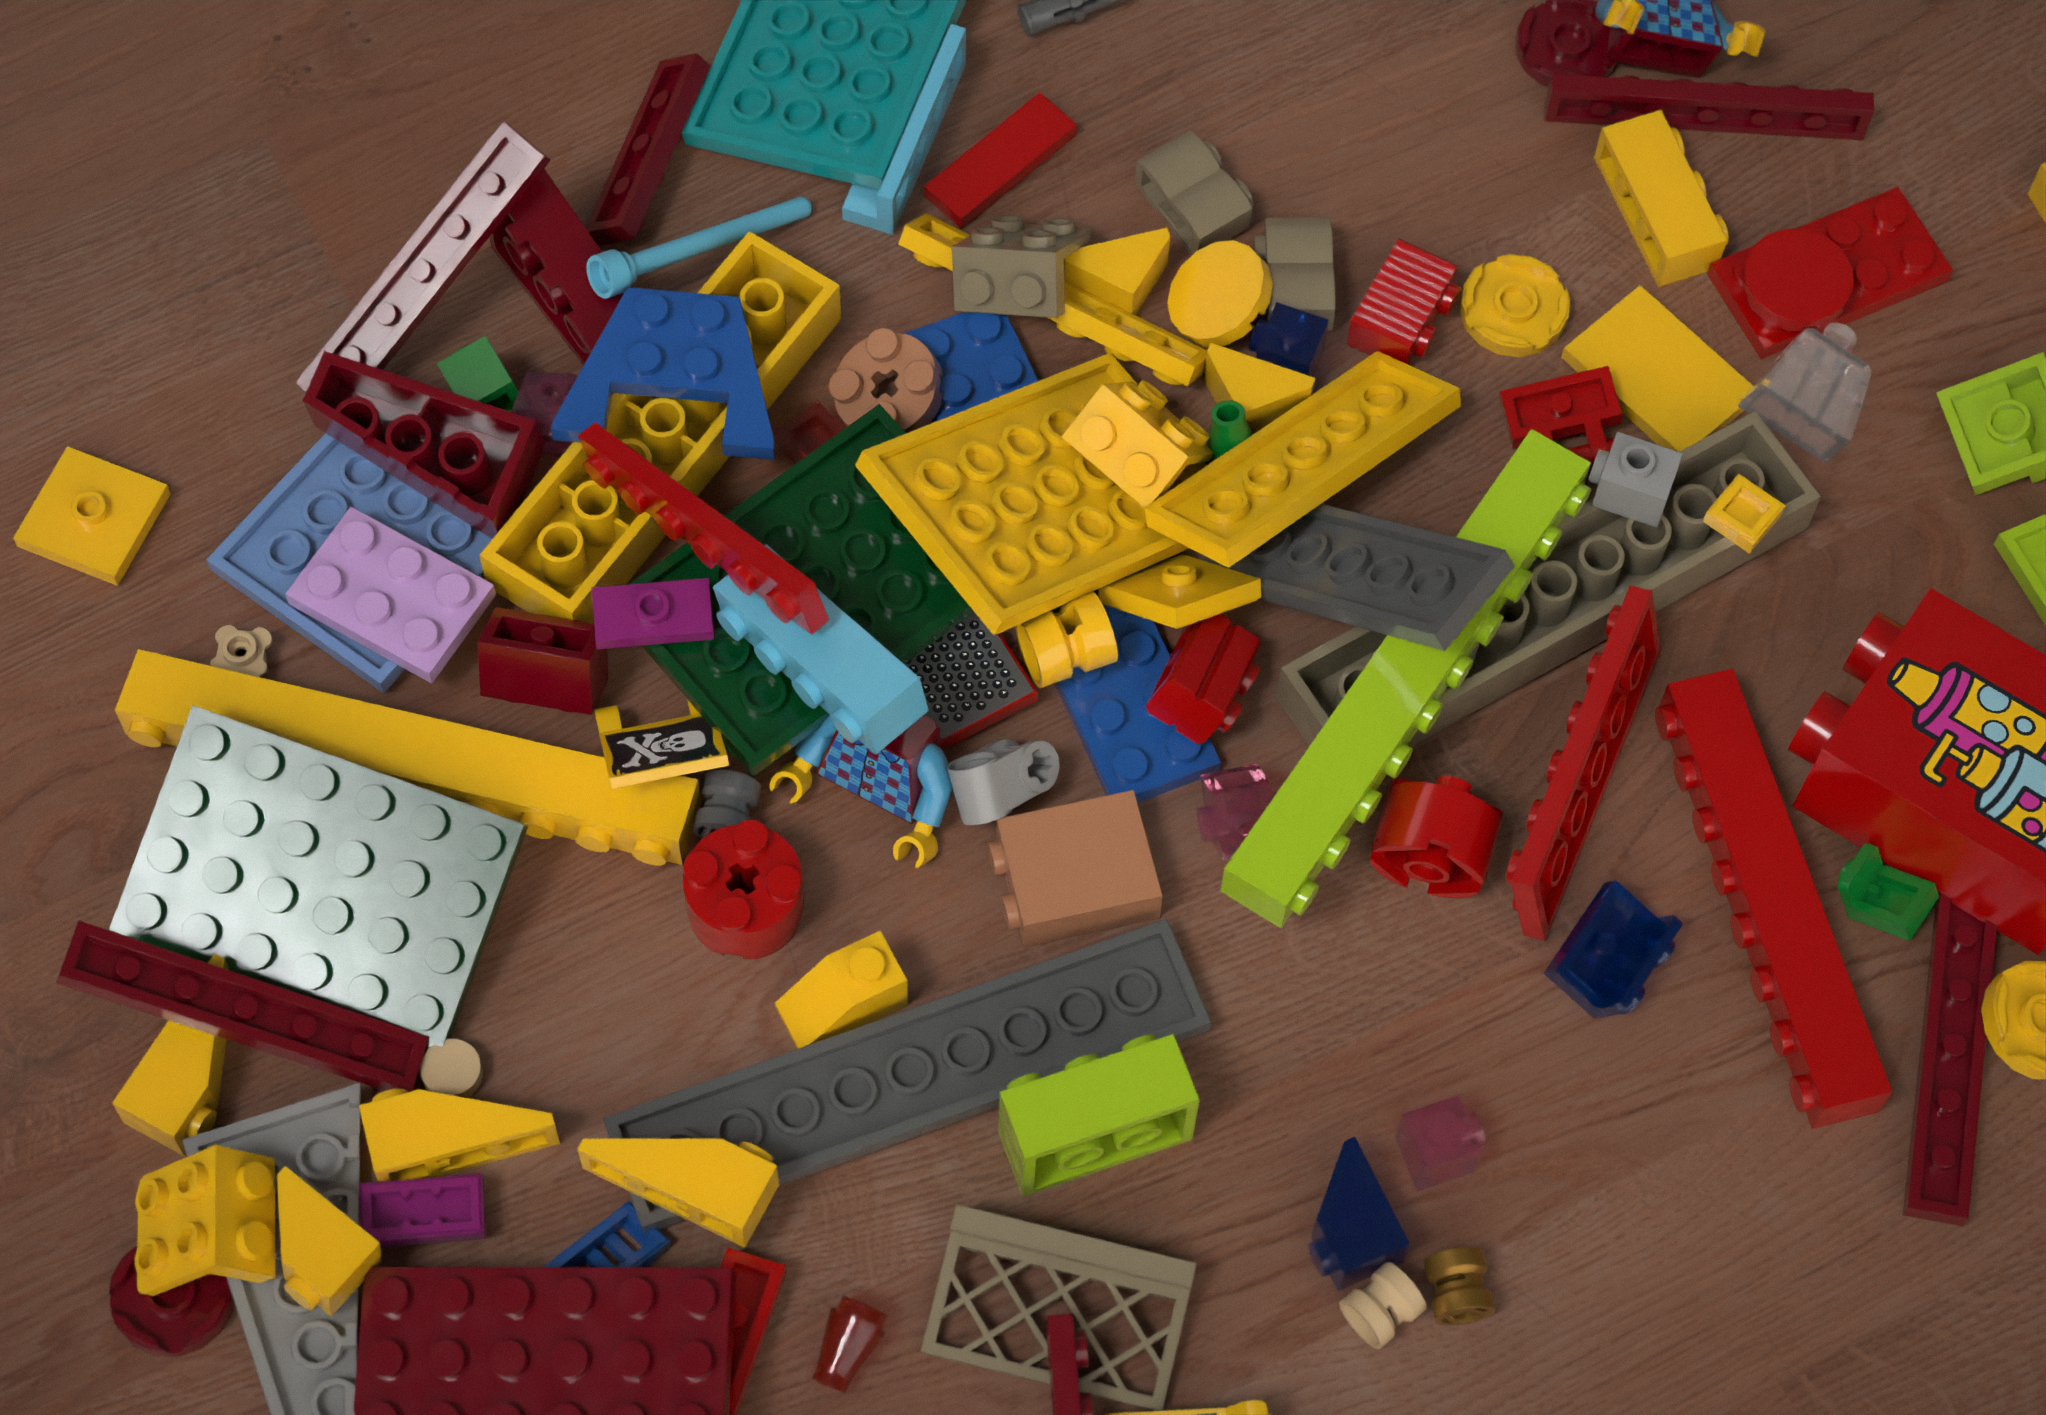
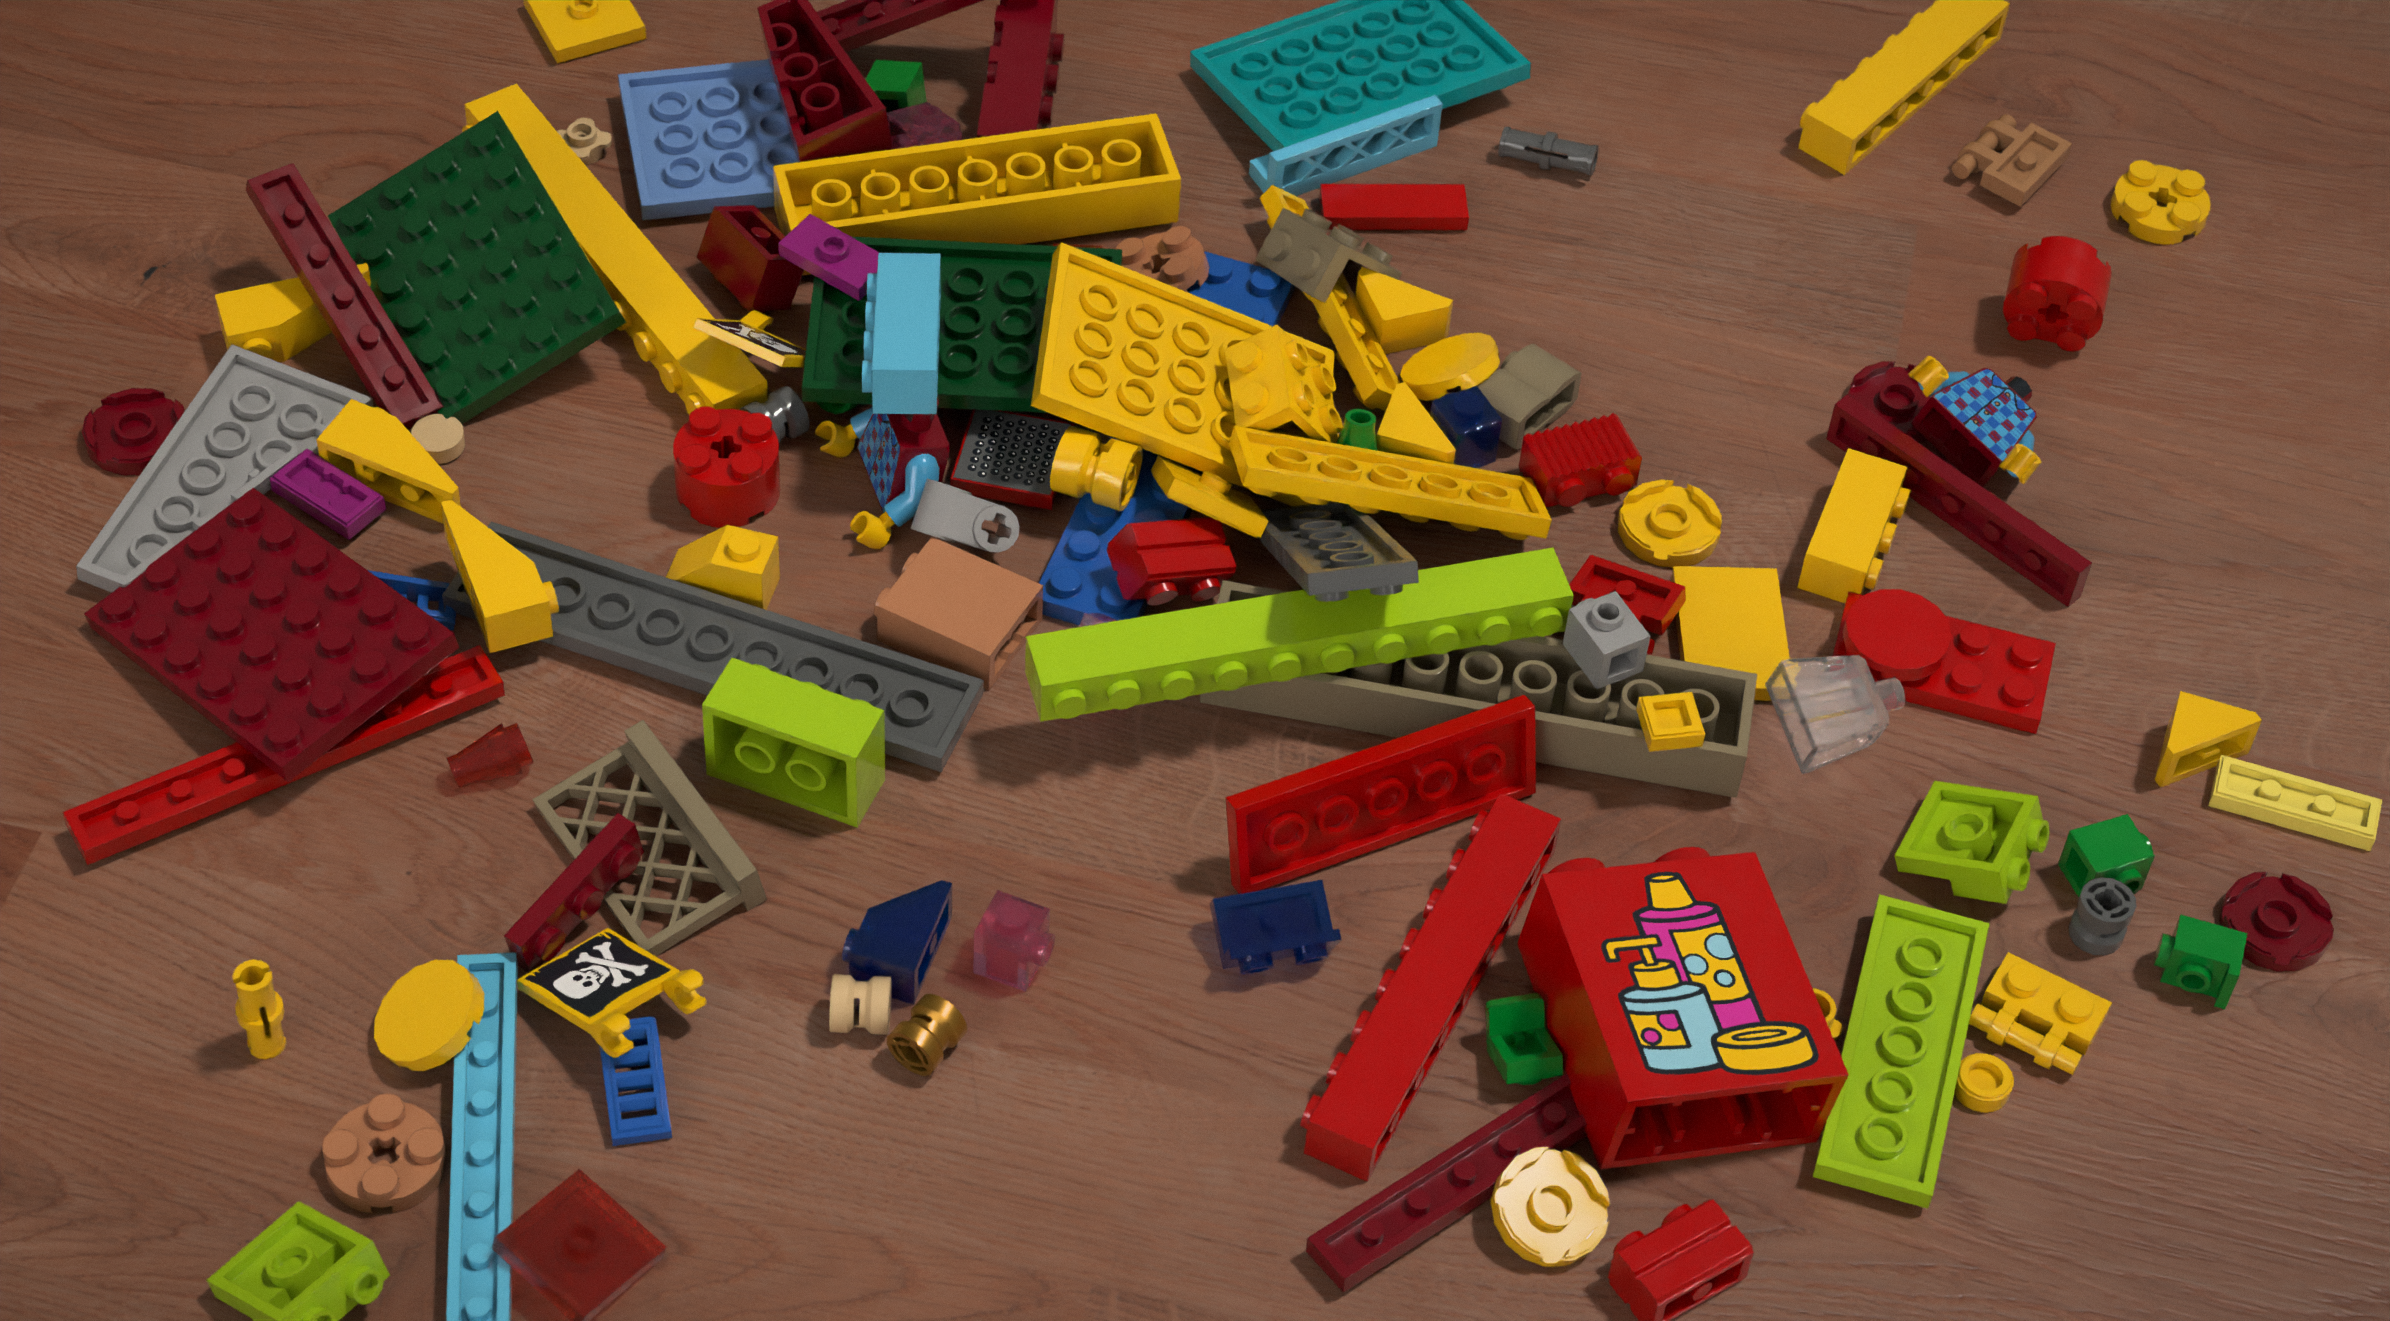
camera: 40 degrees right, 15 degrees down
(206, 1218) = (197, 390): yellow bracket -> none
(320, 1247) = (233, 449): yellow slope -> none
(391, 594) = (701, 160): lavender plate -> none
(615, 271) = (1040, 74): medium azure piece -> none
(647, 149) = (1140, 56): dark red plate -> none
(678, 350) = (1019, 133): blue wing -> none
(710, 534) = (902, 215): red plate -> none
(1193, 192) = (1506, 300): dark tan brick -> none
(1436, 836) = (1218, 755): red brick -> none

